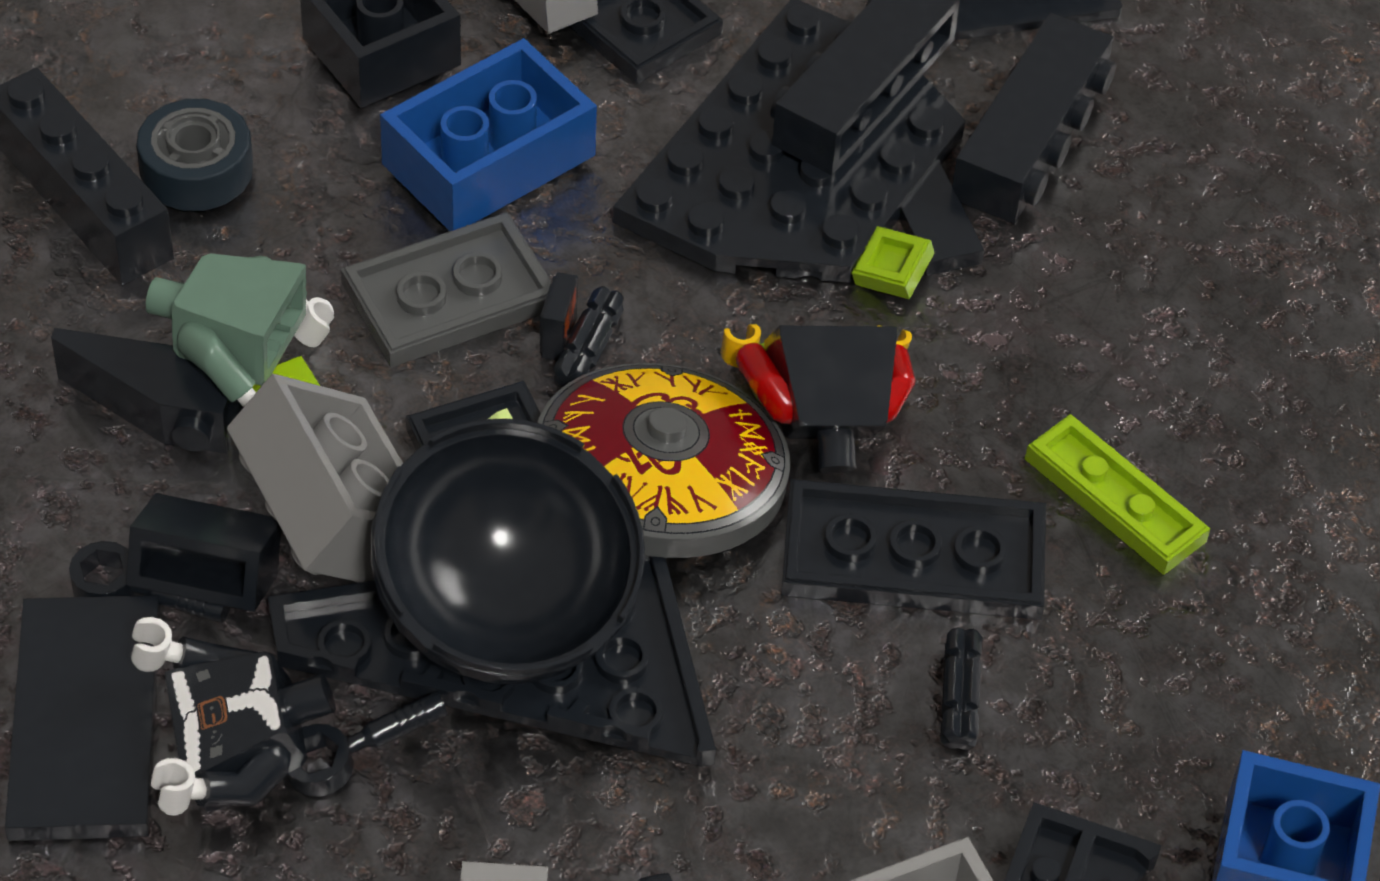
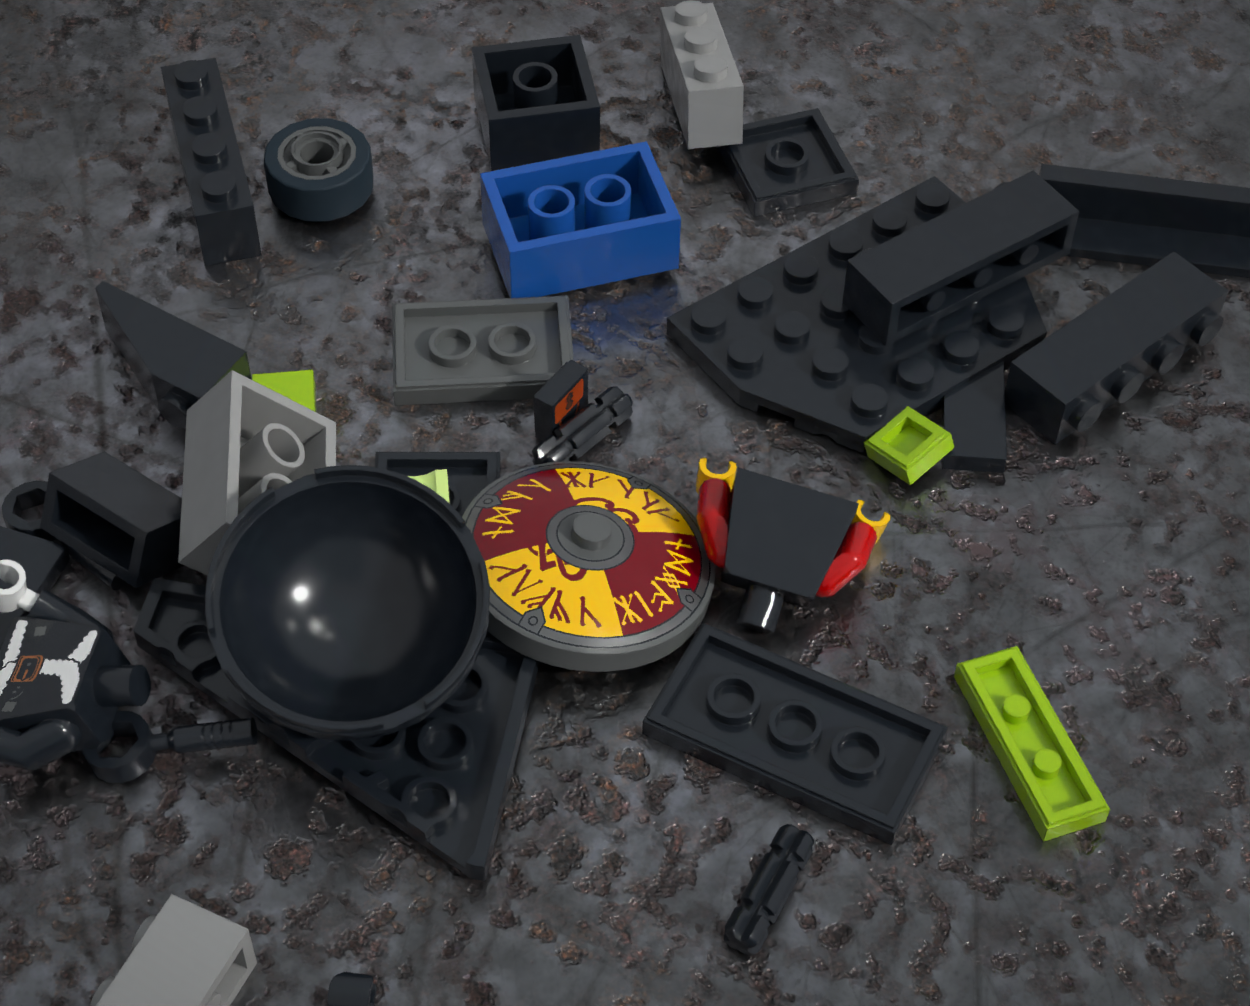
camera: 25 degrees right, 0 degrees up
(239, 318) = (259, 315): sand green torso -> none

